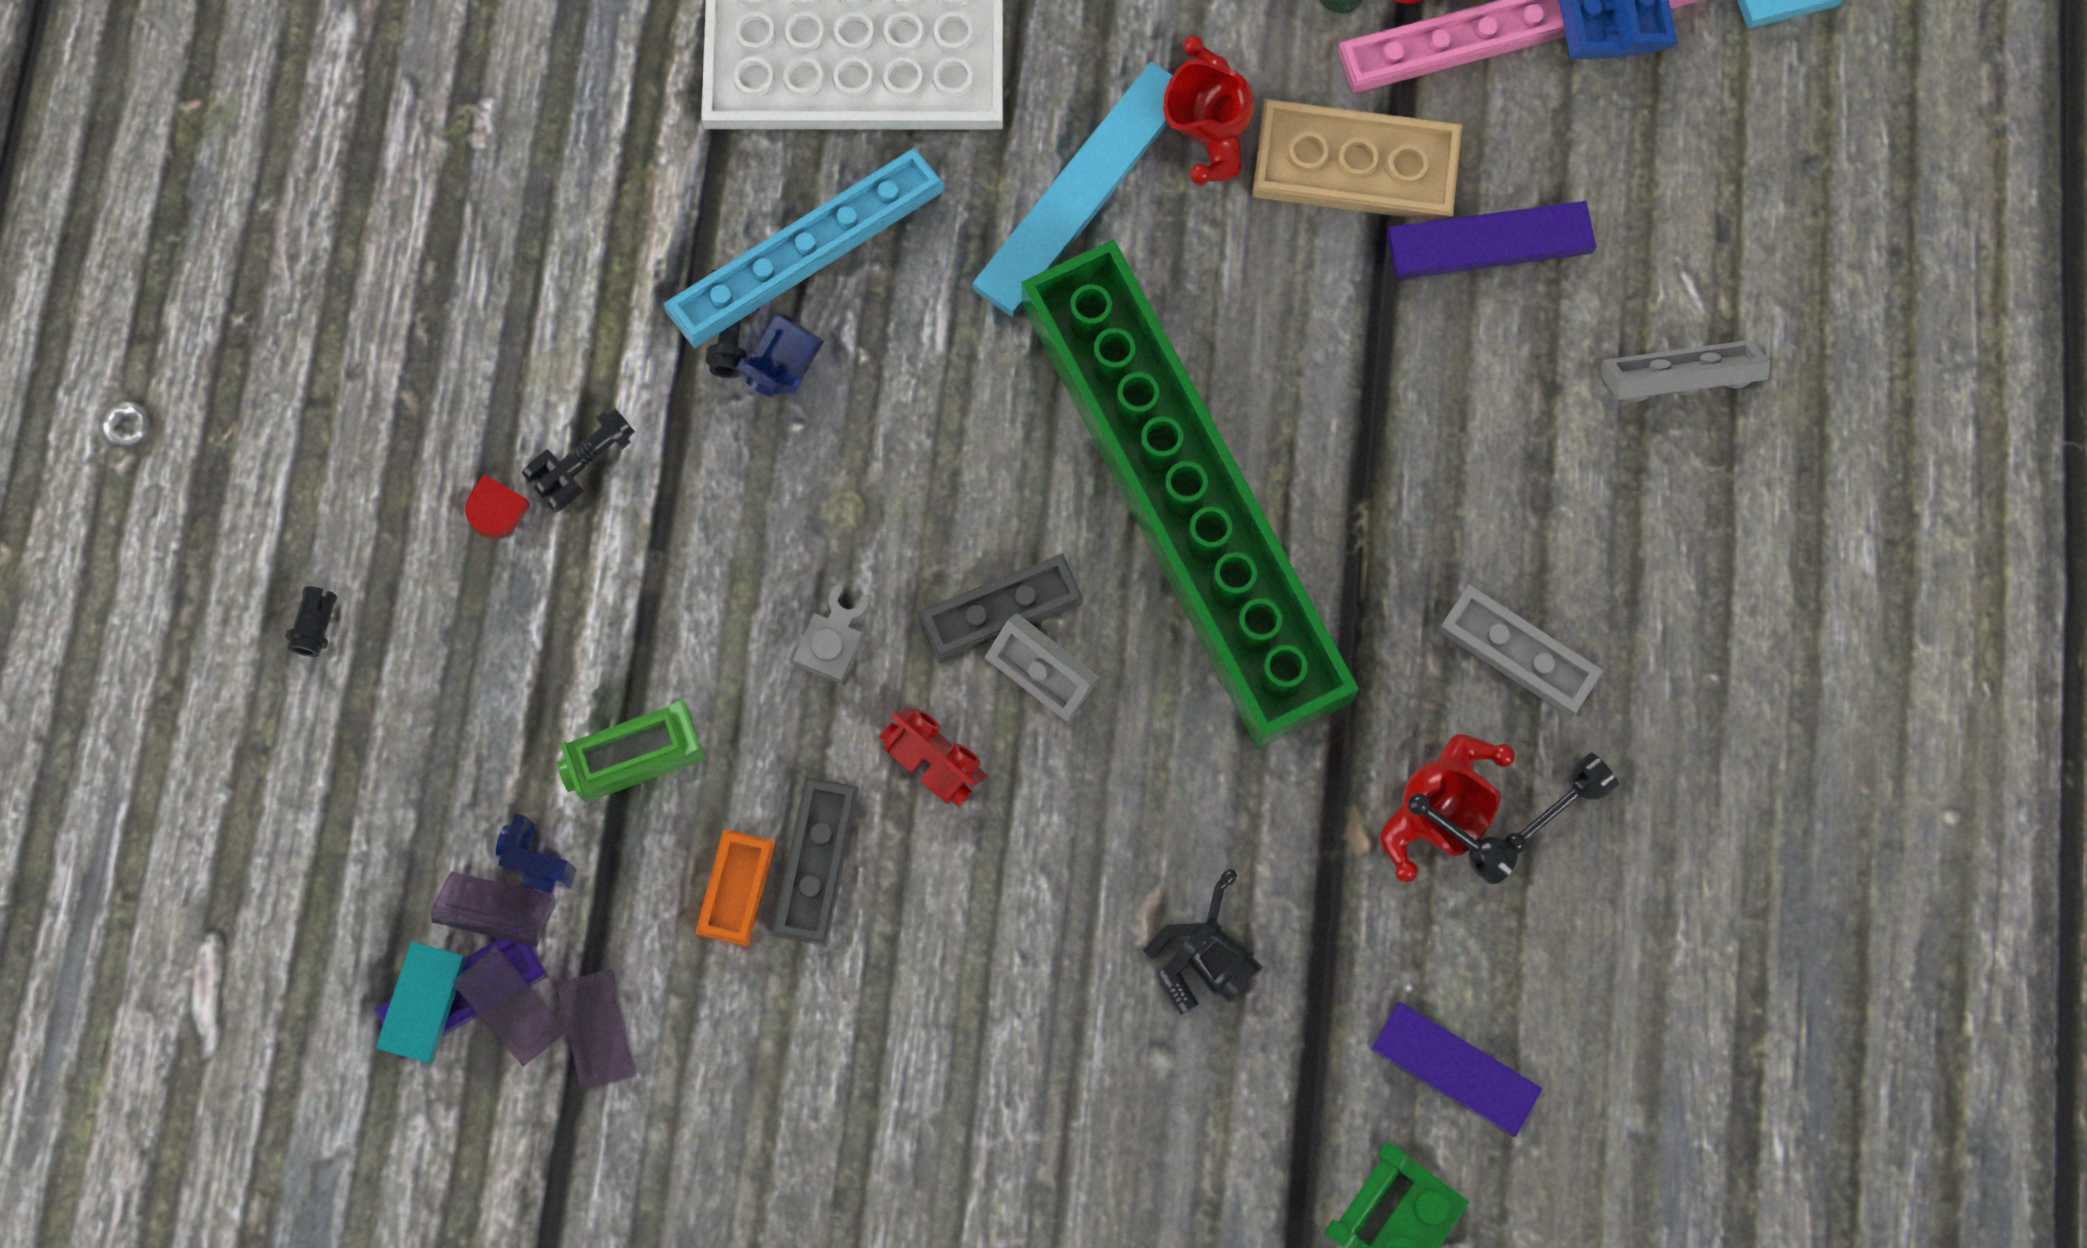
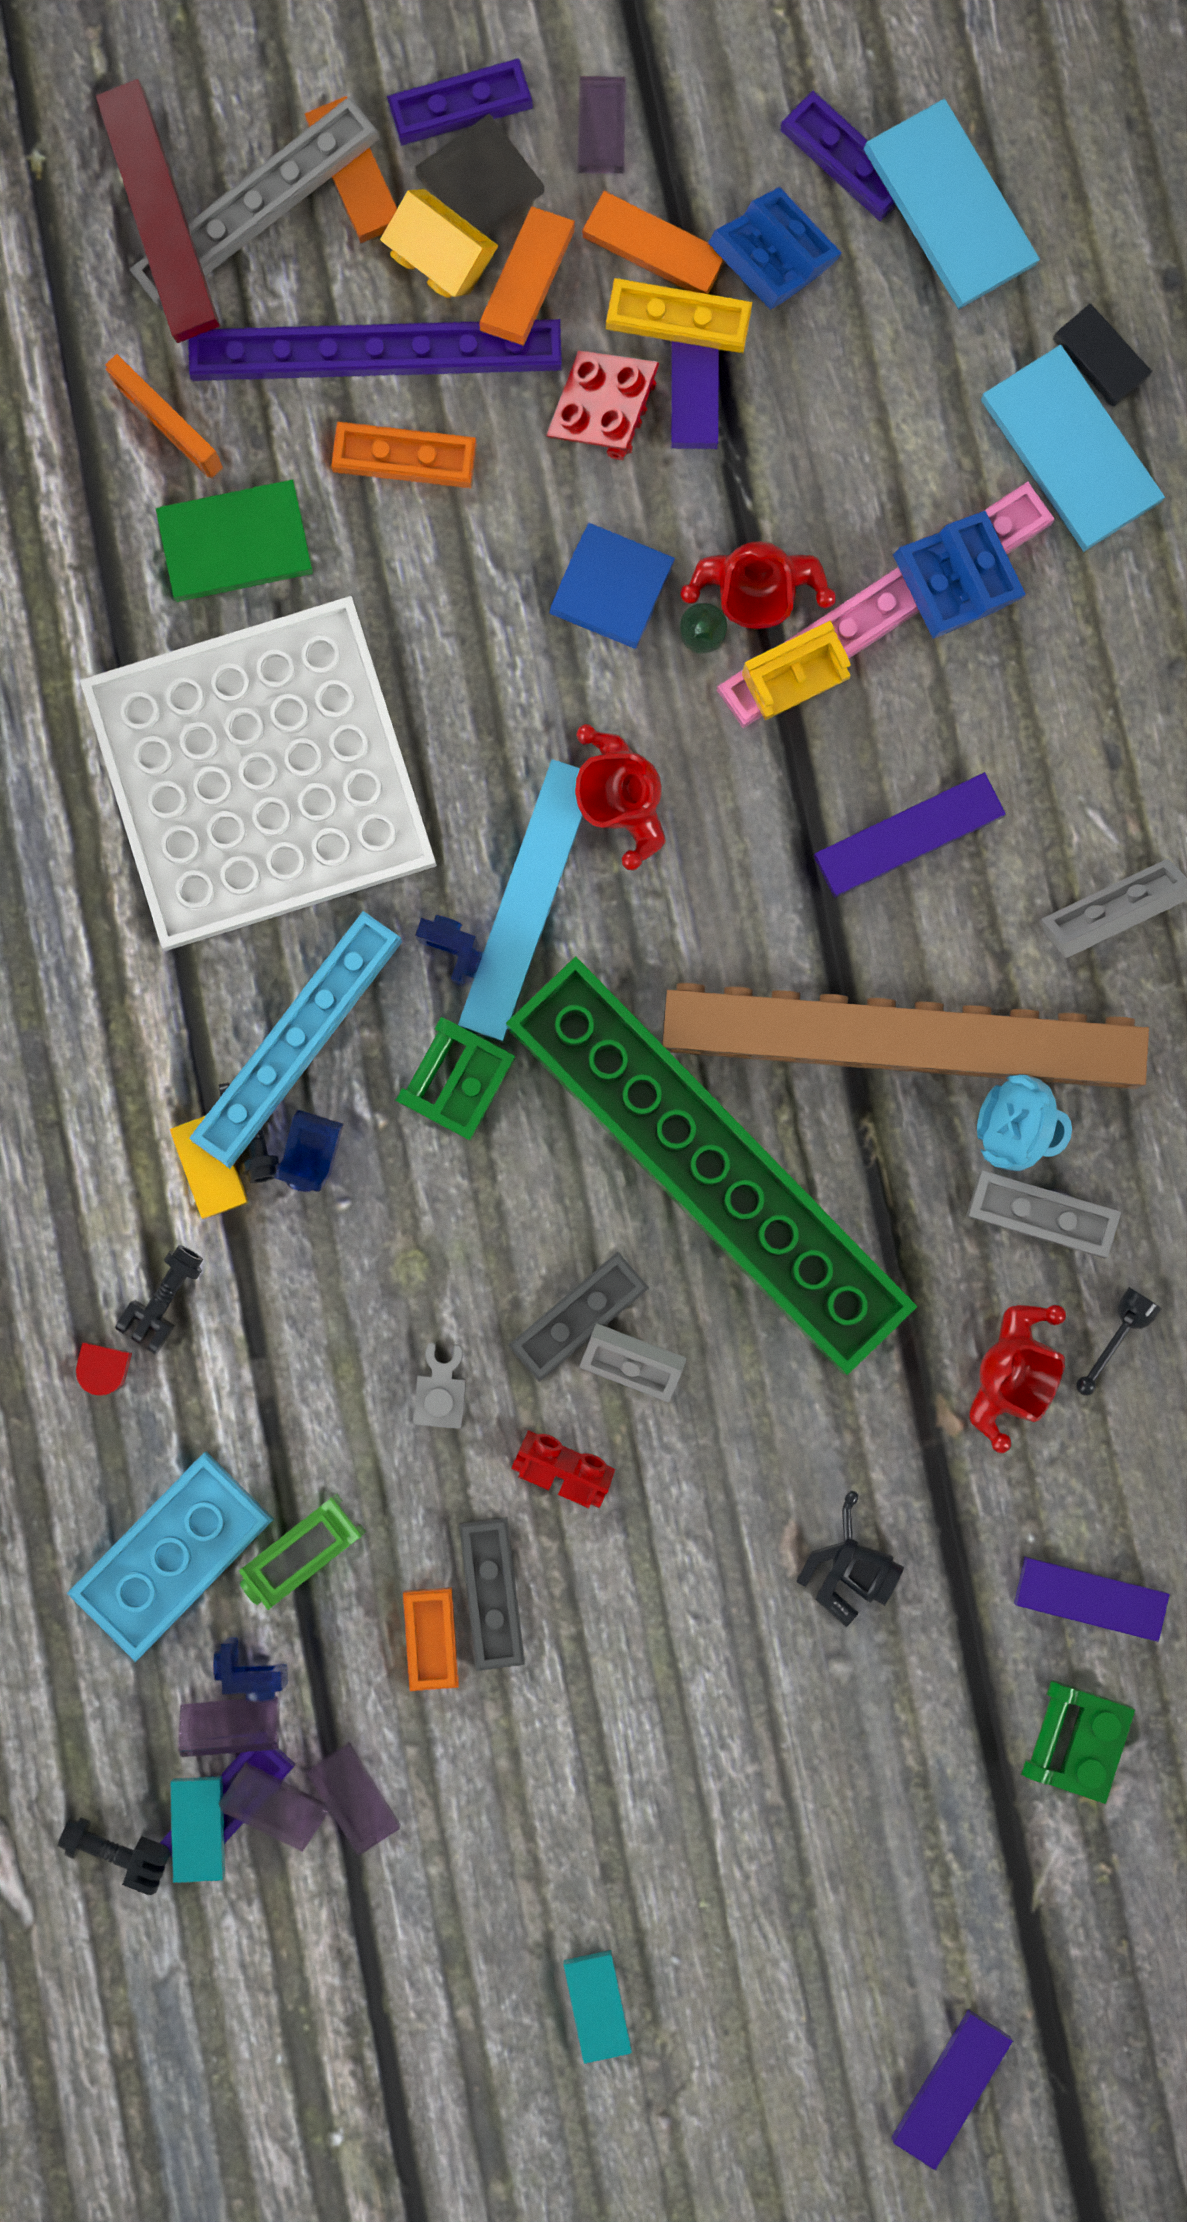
camera: 15 degrees left, 10 degrees up
(349, 1022) = (143, 1864): none -> black hinge
(495, 718) = (170, 1556): none -> medium azure tile
(672, 360) = (211, 1182): none -> yellow tile
(962, 346) = (468, 1088): none -> green plate
(991, 197) = (446, 936): none -> clear blue bracket
(1357, 160) = (767, 795): tan tile -> none
(1423, 44) = (796, 670): none -> yellow hinge
(1430, 432) = (905, 1038): none -> medium nougat brick
(1489, 857) = (1069, 1409): black hinge -> none
(1522, 544) = (1021, 1124): none -> medium azure tile

